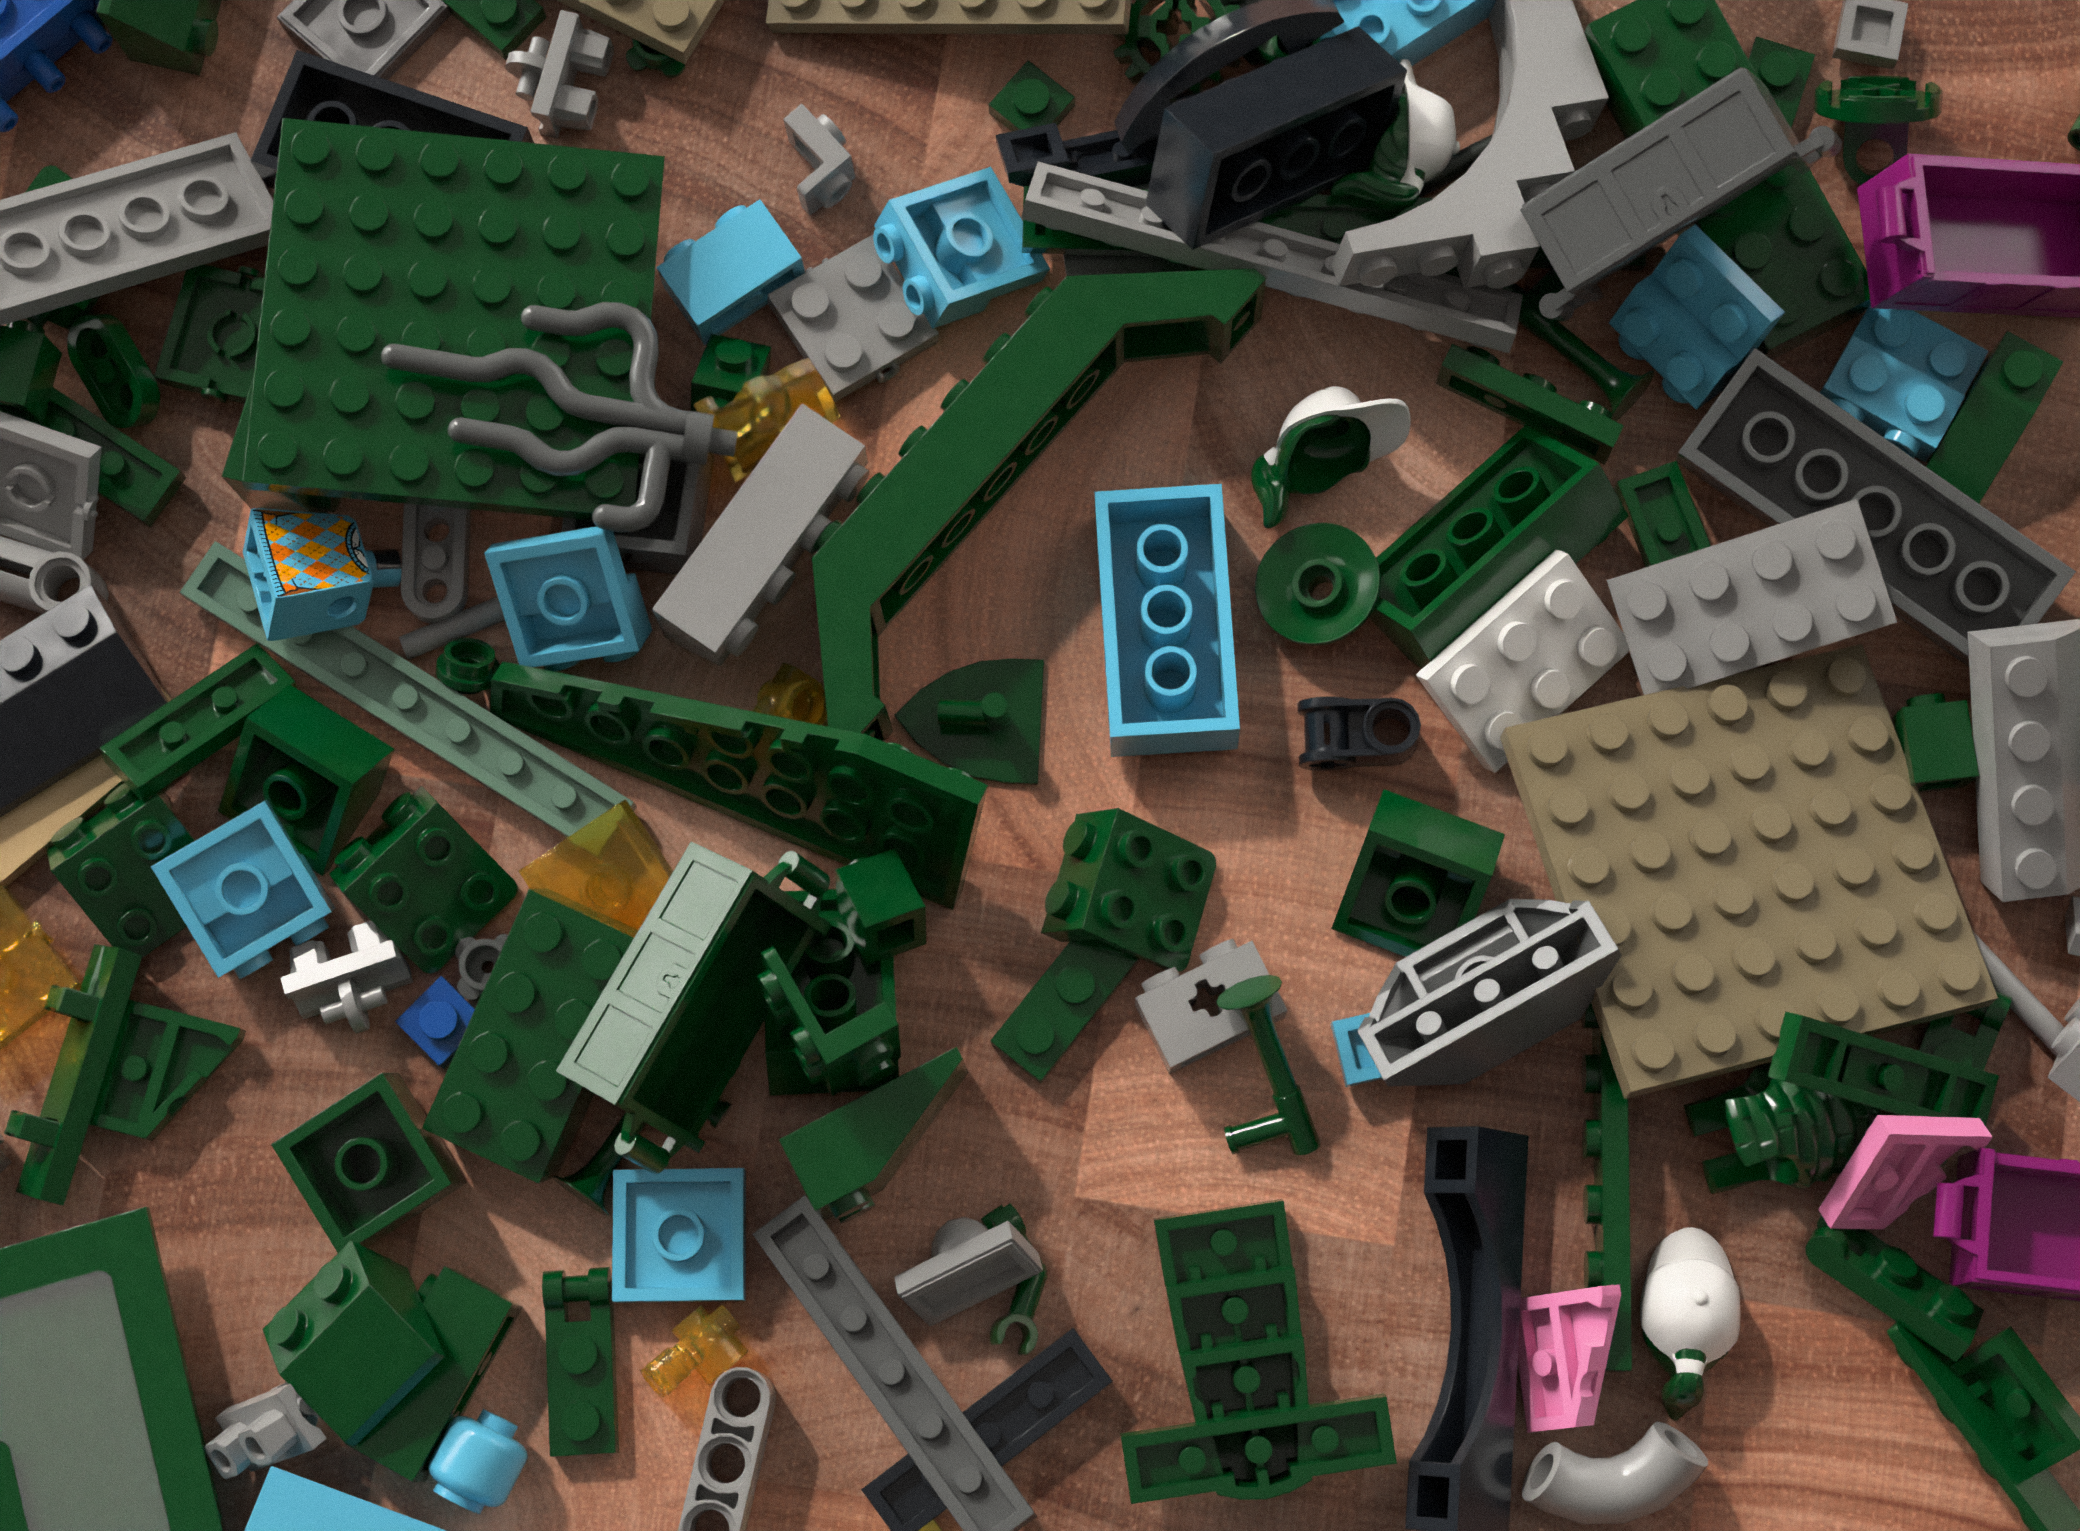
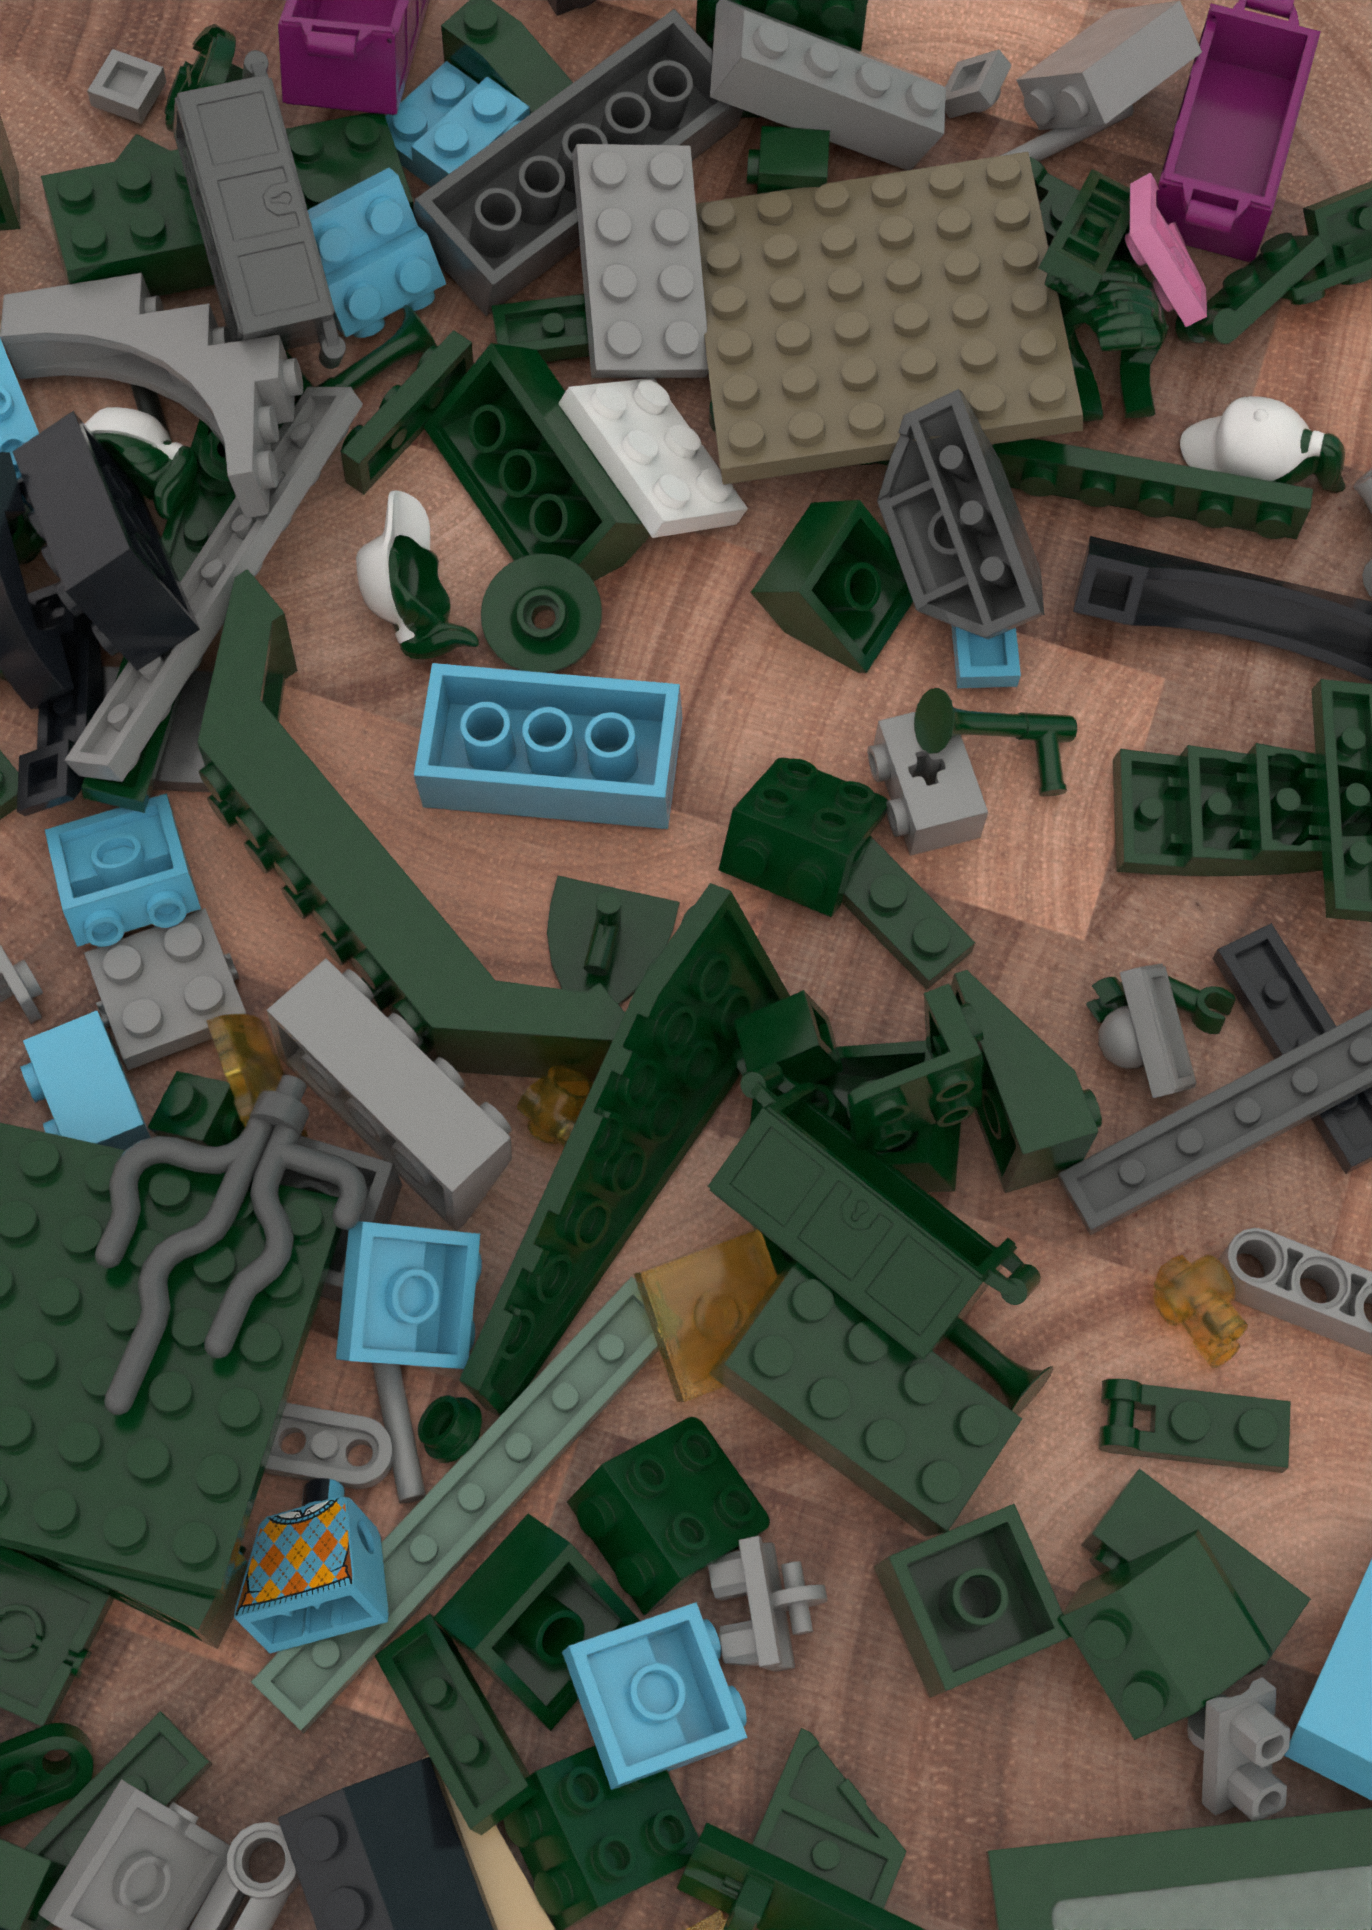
camera: 90 degrees left, 10 degrees down
(438, 1021) = (823, 1516): blue plate -> none
(471, 957) = (760, 1473): dark grey plate -> none
(477, 1461) = (1292, 1534): medium azure head -> none
(679, 1235) = (1087, 1308): medium azure plate -> none
(1352, 732) = (690, 615): black piece -> none
(1565, 1355) = (1290, 539): bright pink wing -> none

